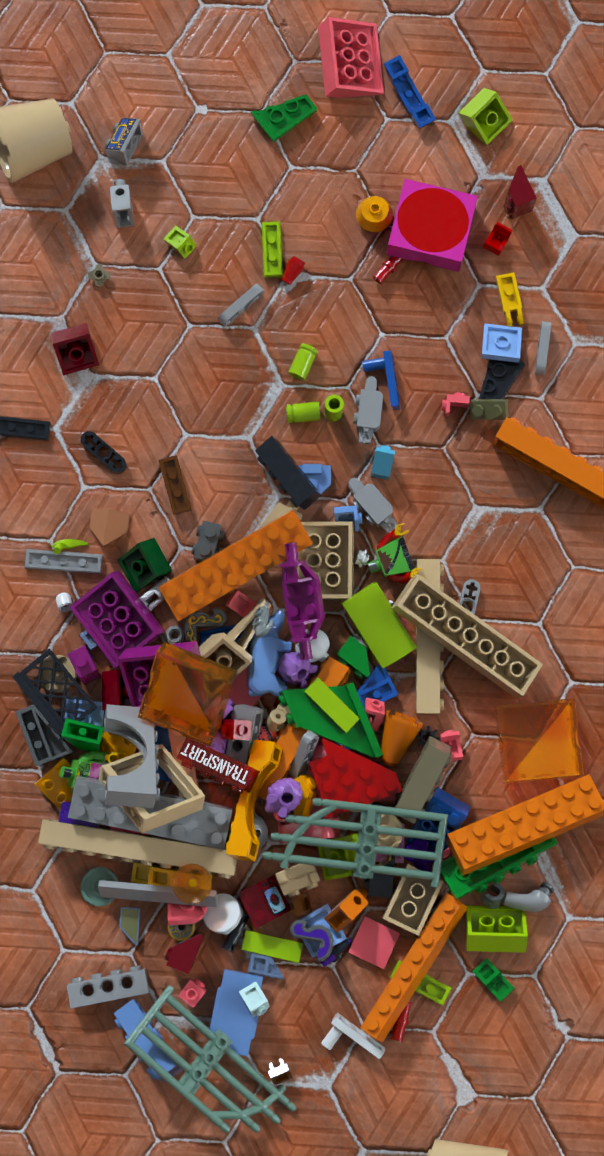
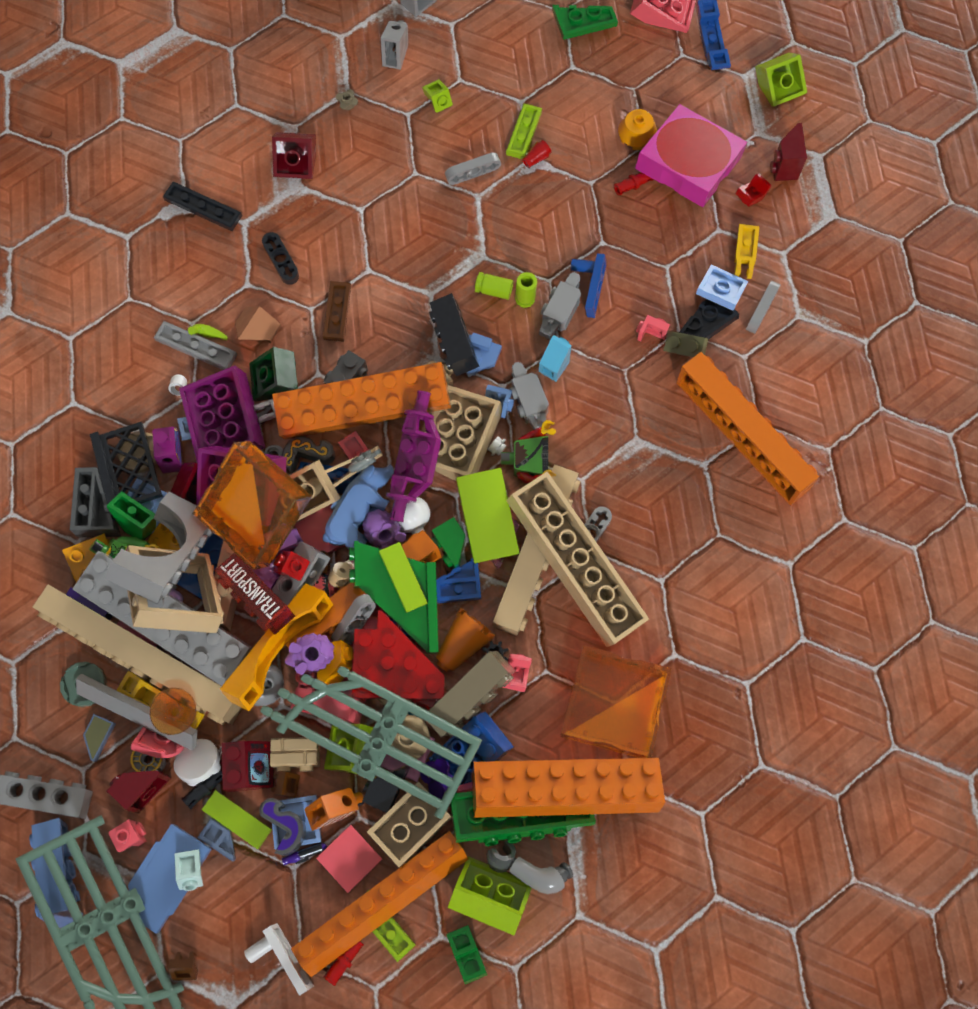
camera: 20 degrees right, 10 degrees down
(303, 362) = (512, 239): lime piece -> none
(377, 711) = (451, 601): coral bracket -> none

